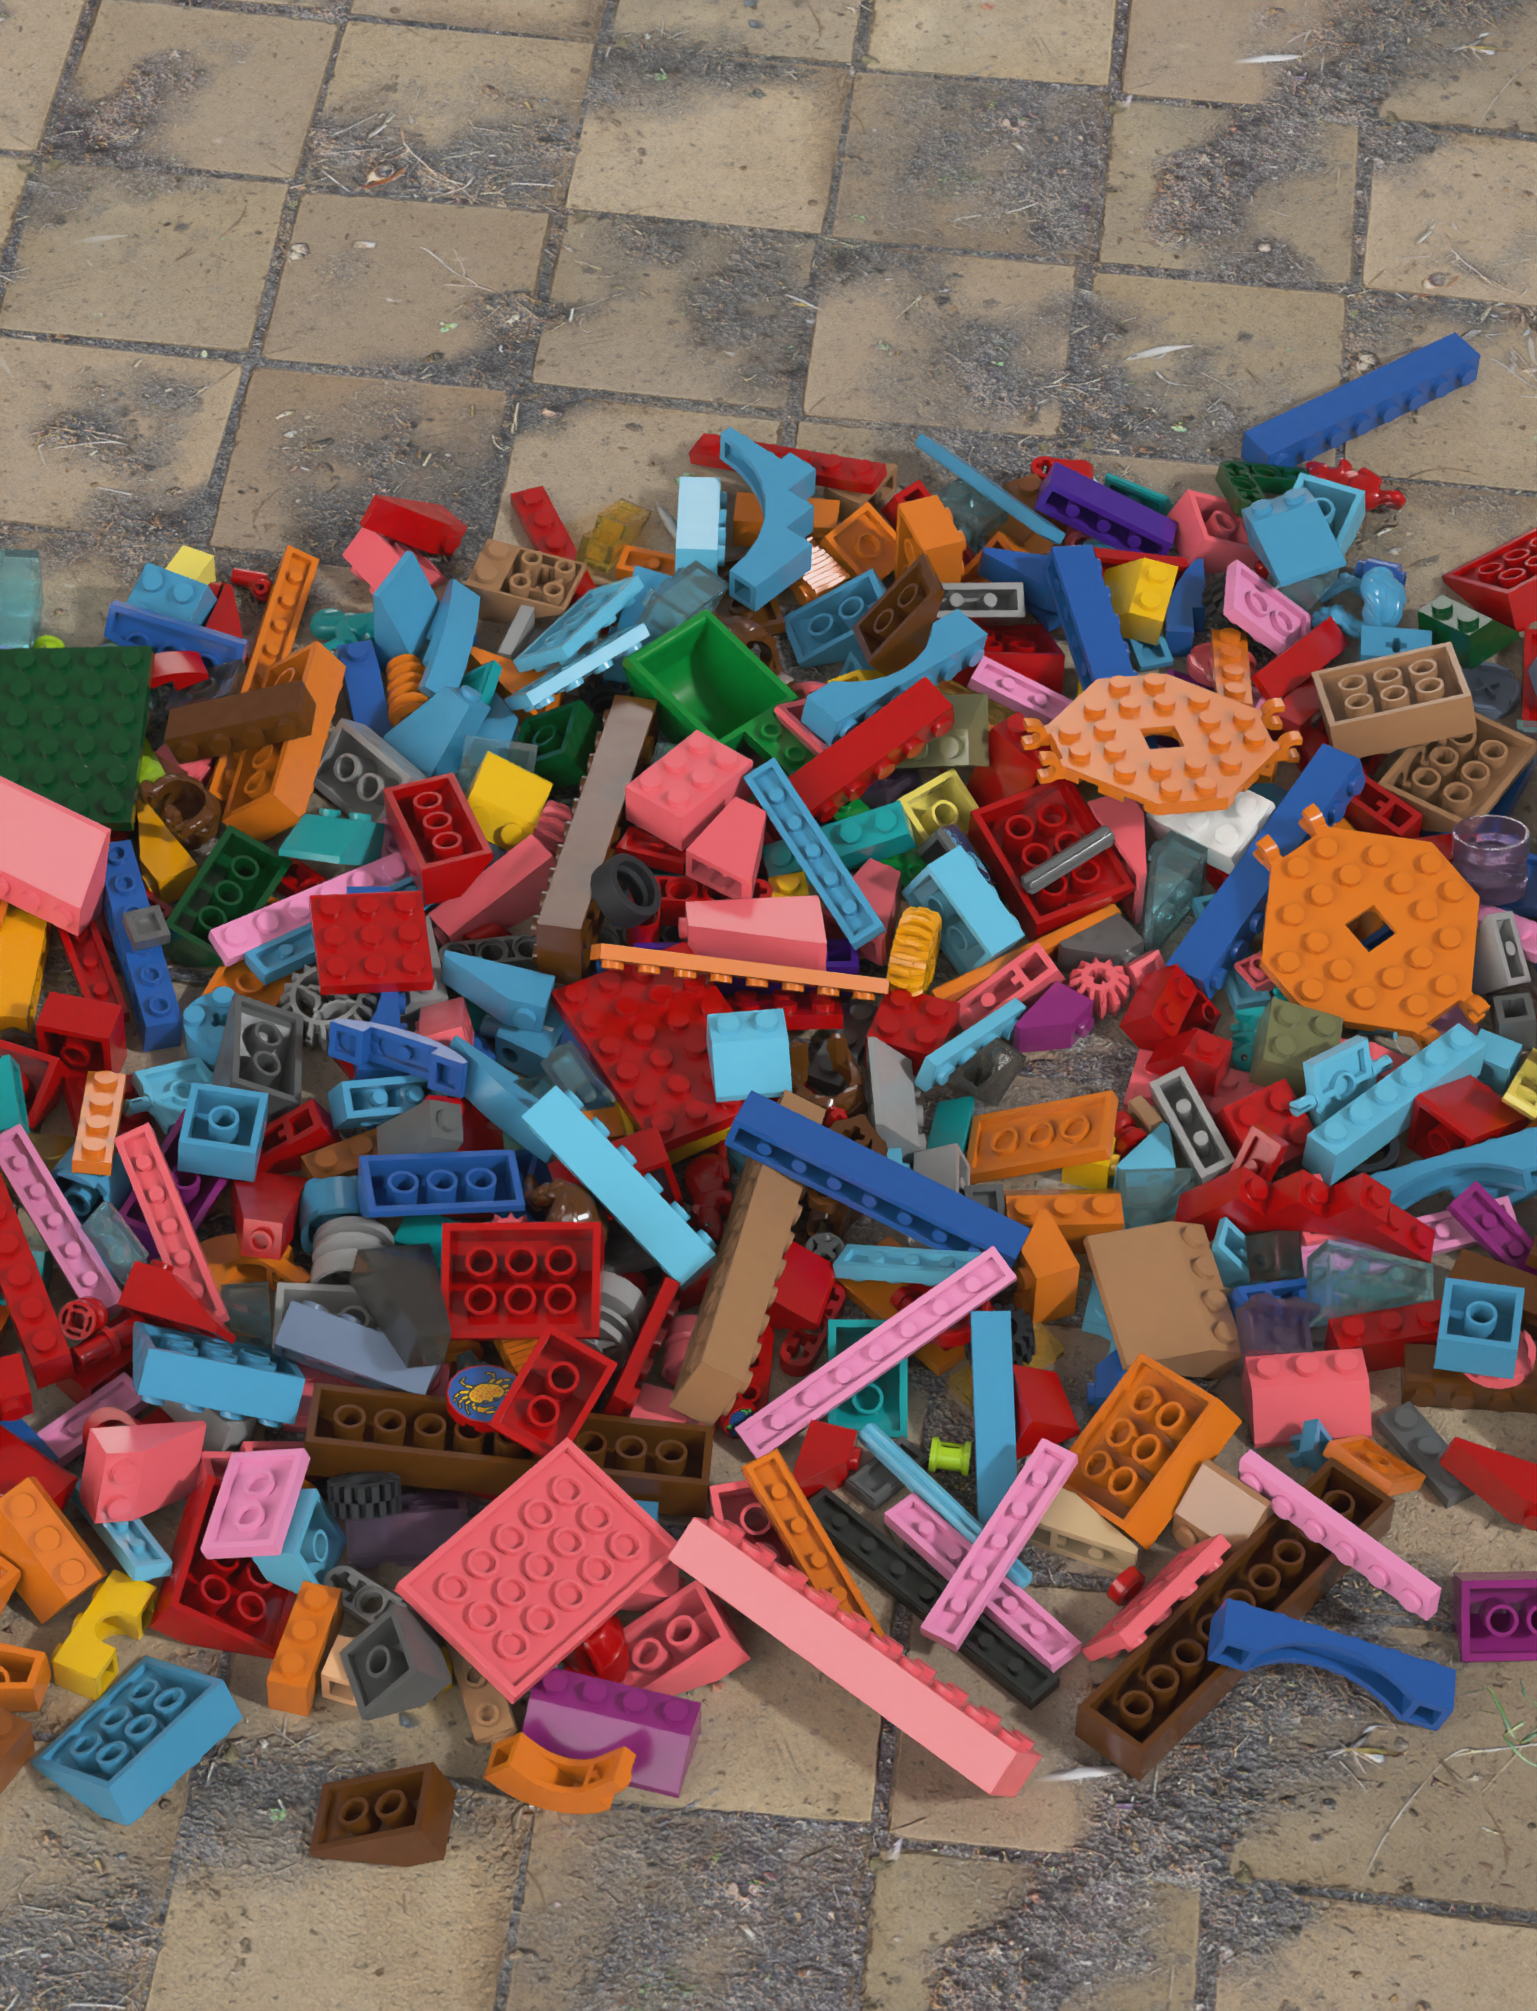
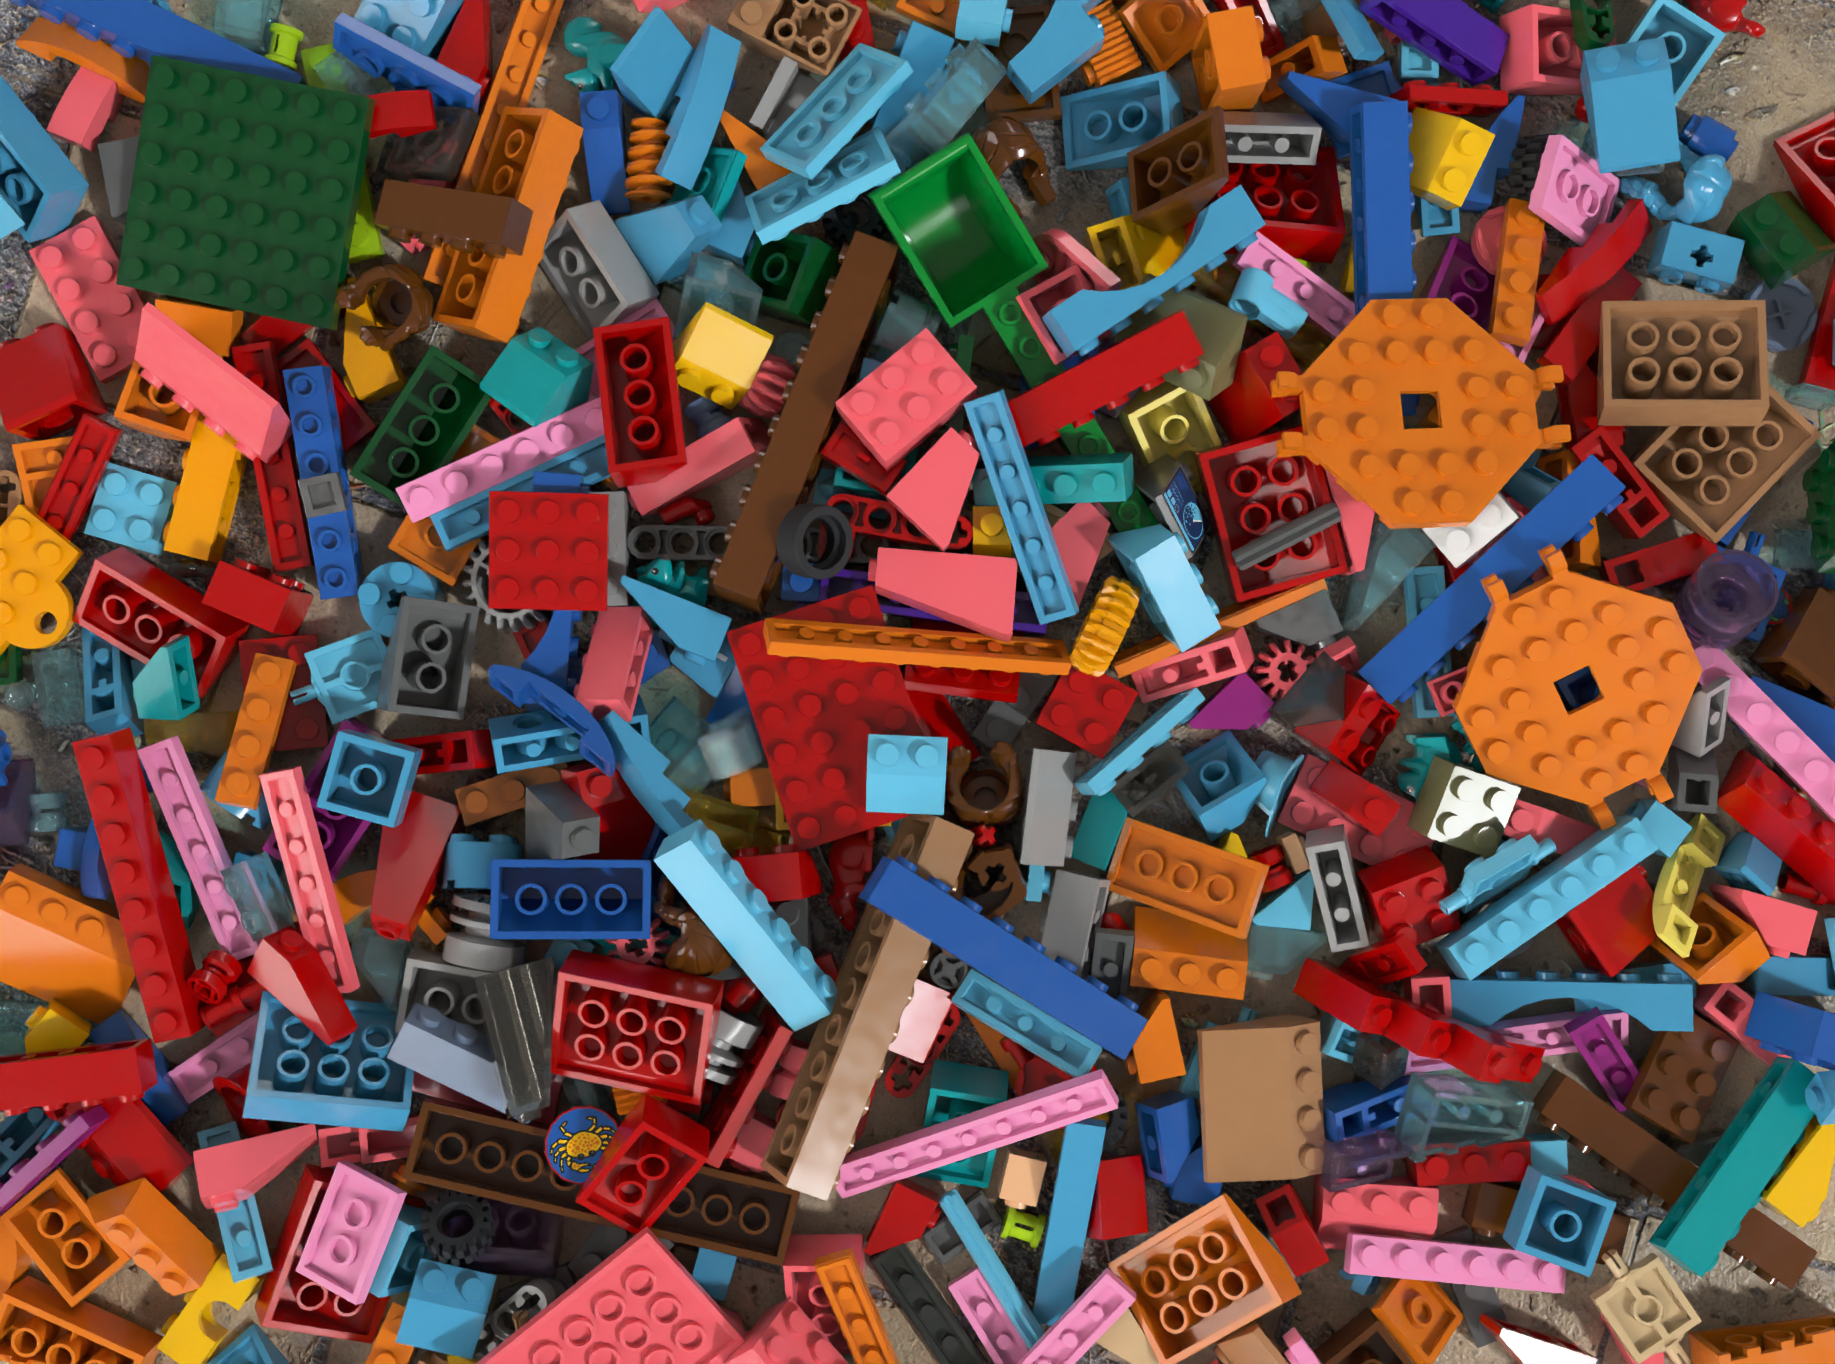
camera: 10 degrees right, 40 degrees up
(362, 1564) = (446, 1308): none -> dark azure slope
(939, 1411) = (1021, 1177): none -> light nougat brick
(1006, 700) = (1260, 301): none -> medium azure piece
(1057, 1075) = (1220, 785): none -> dark azure slope
(1074, 1344) = (1166, 1132): none -> blue slope
(1111, 1065) = (1279, 775): none -> medium azure piece
(1127, 986) = (1316, 695): none -> clear smoke slope
(1234, 1396) = (1292, 1229): none -> red slope
(1399, 1415) = (1450, 1263): none -> bright pink plate

